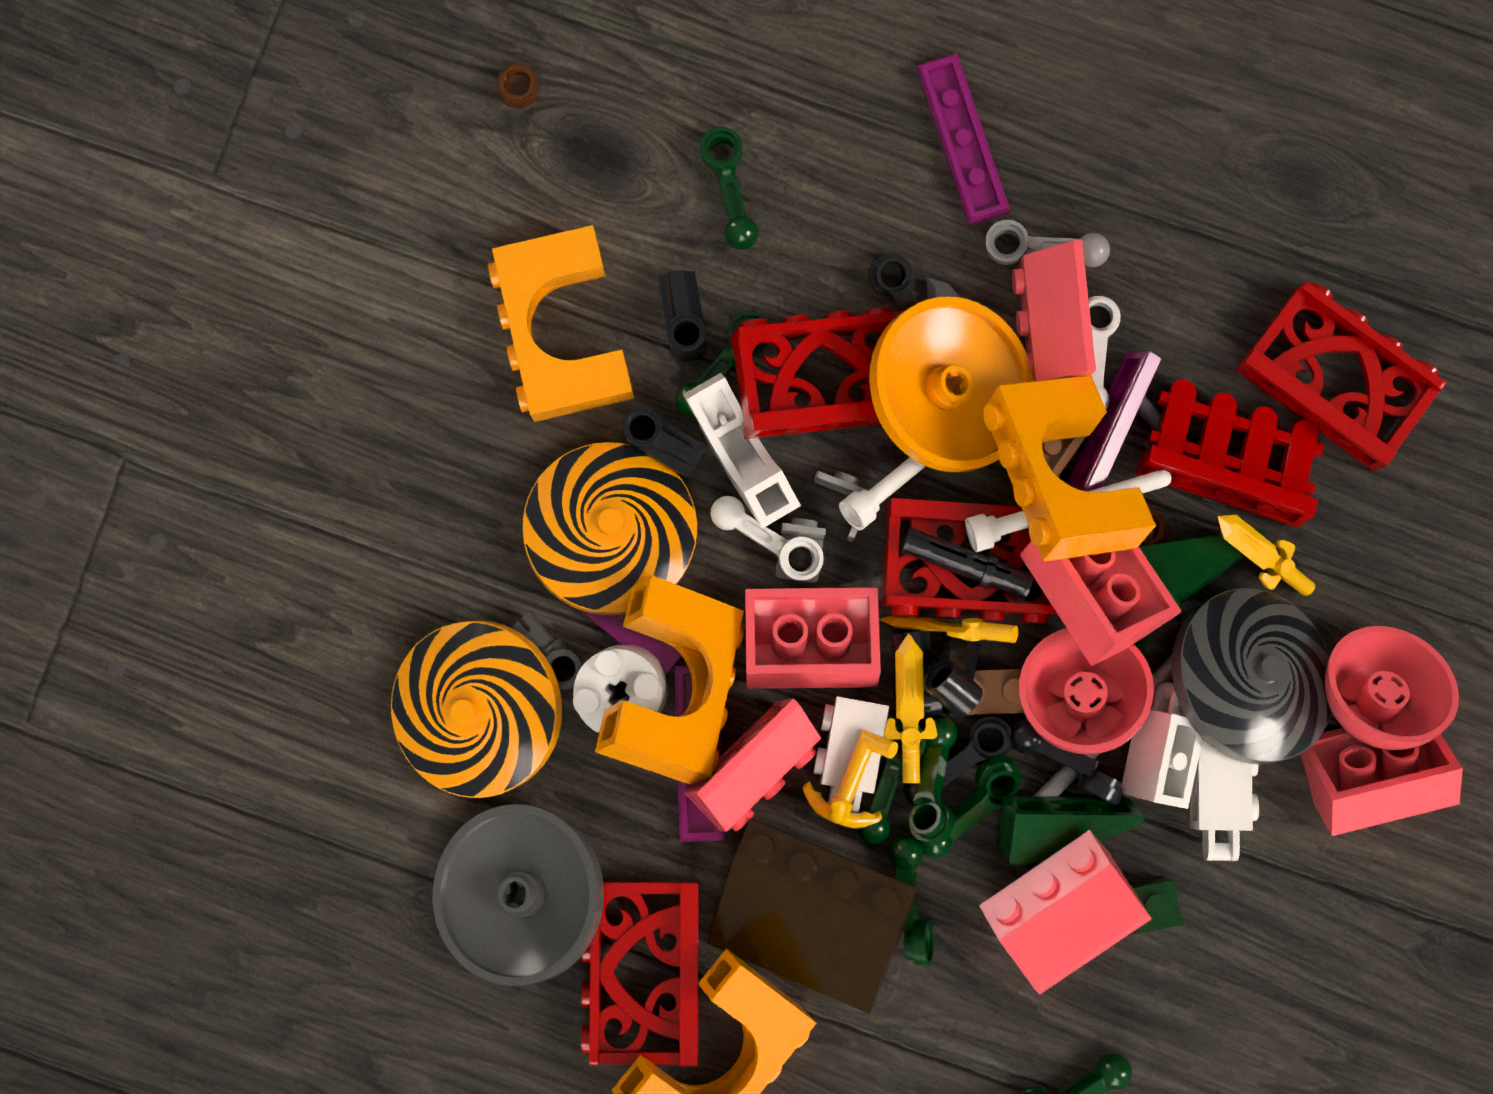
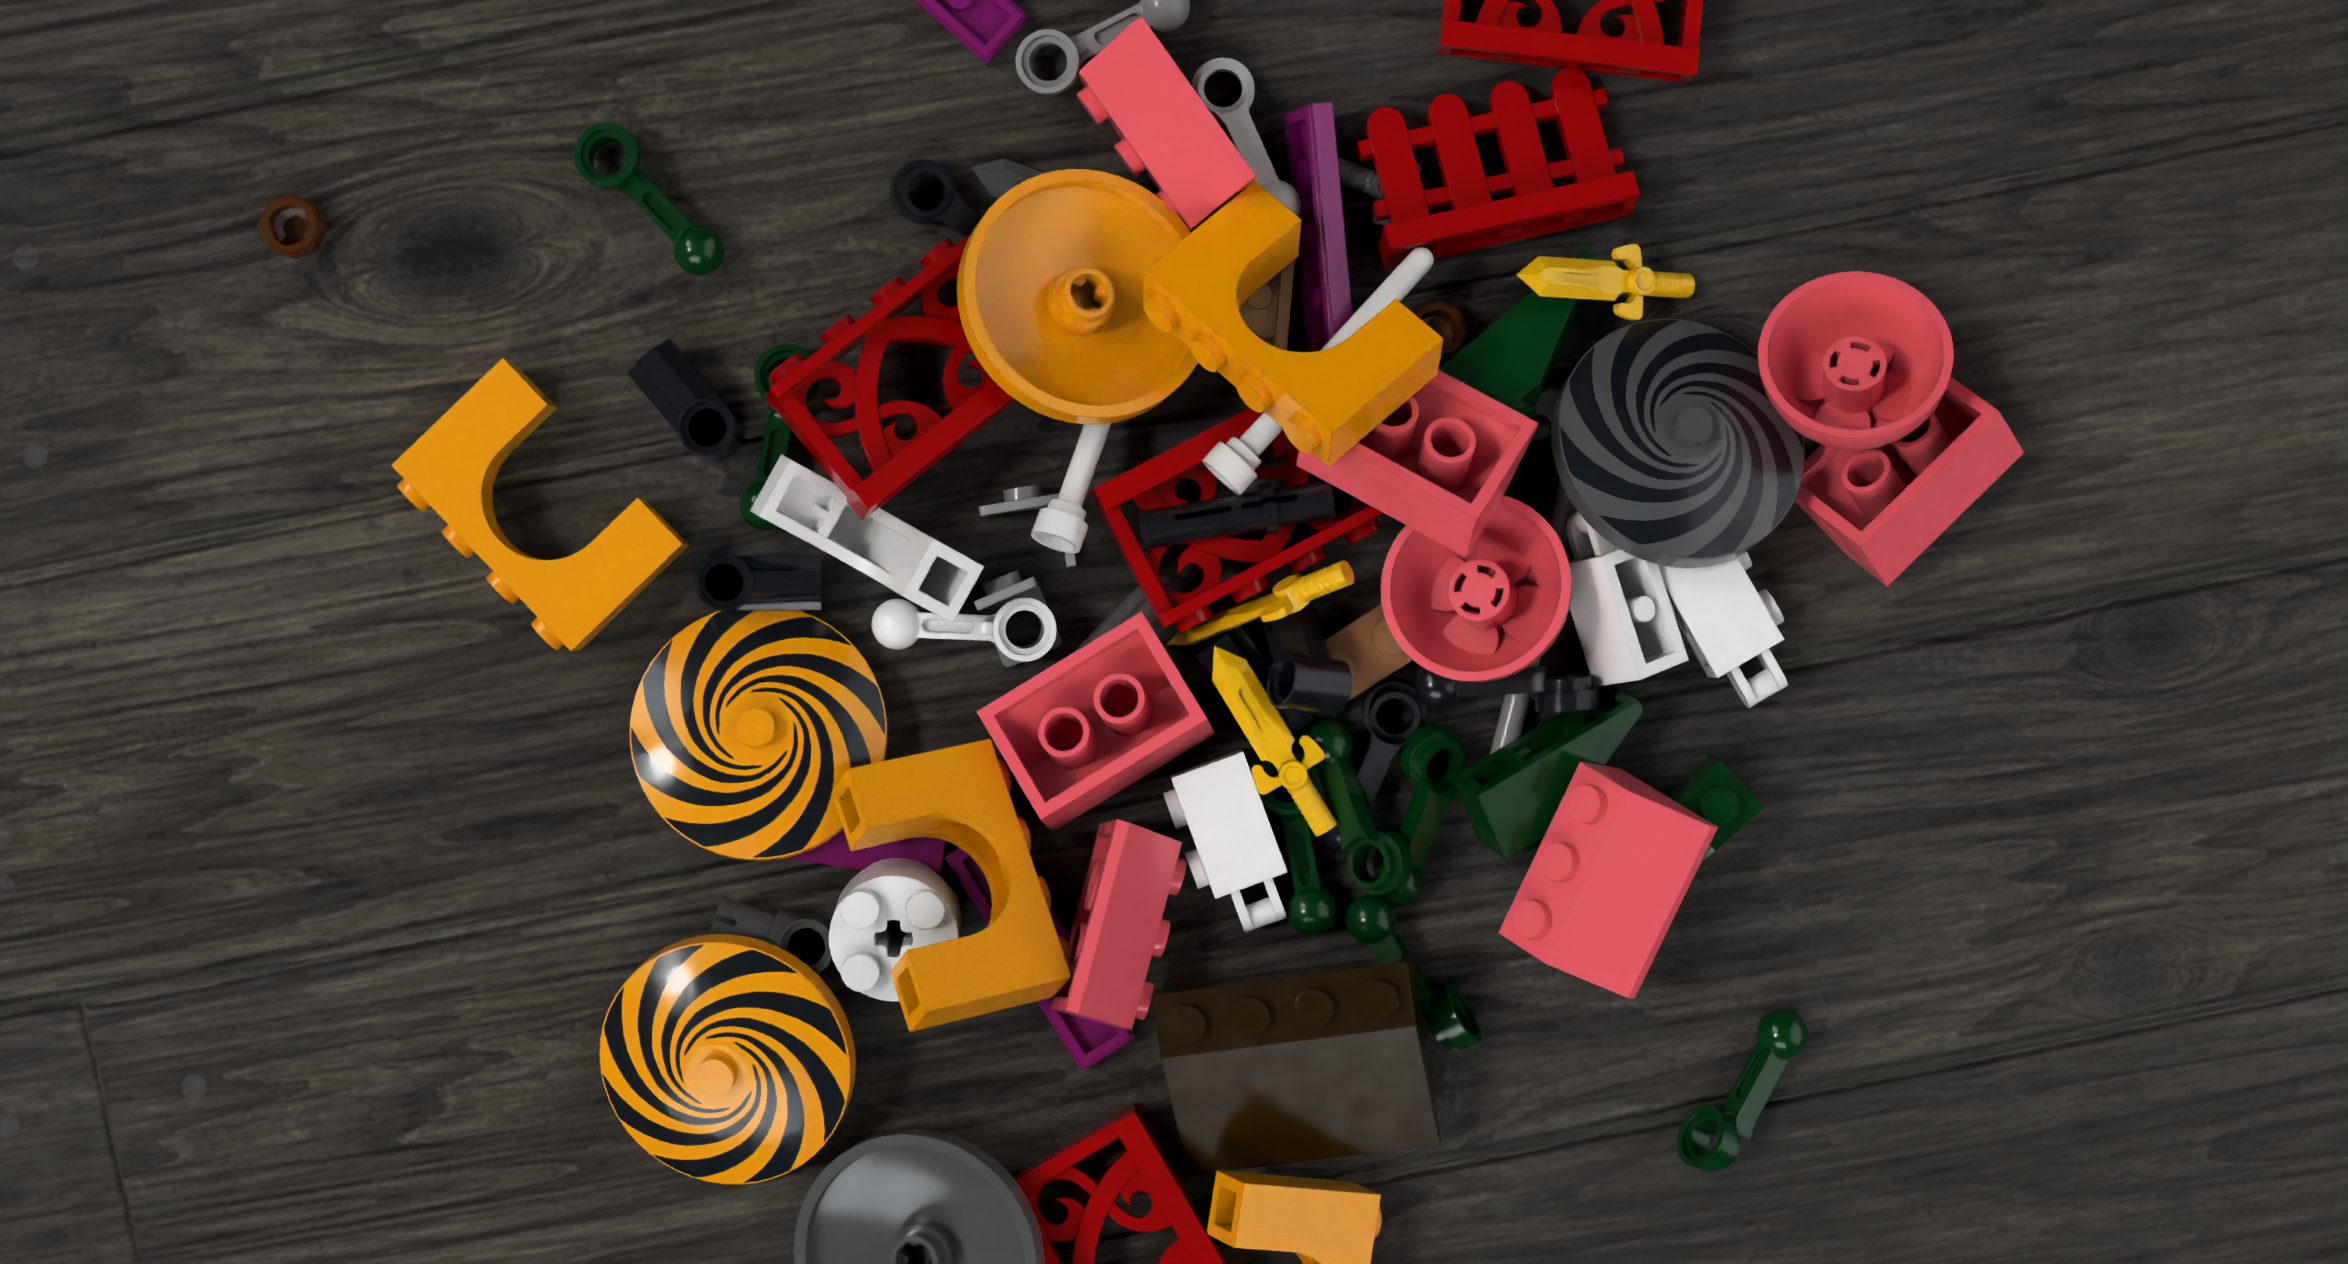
camera: 30 degrees left, 5 degrees up
(841, 805) = (1255, 912): yellow piece -> none

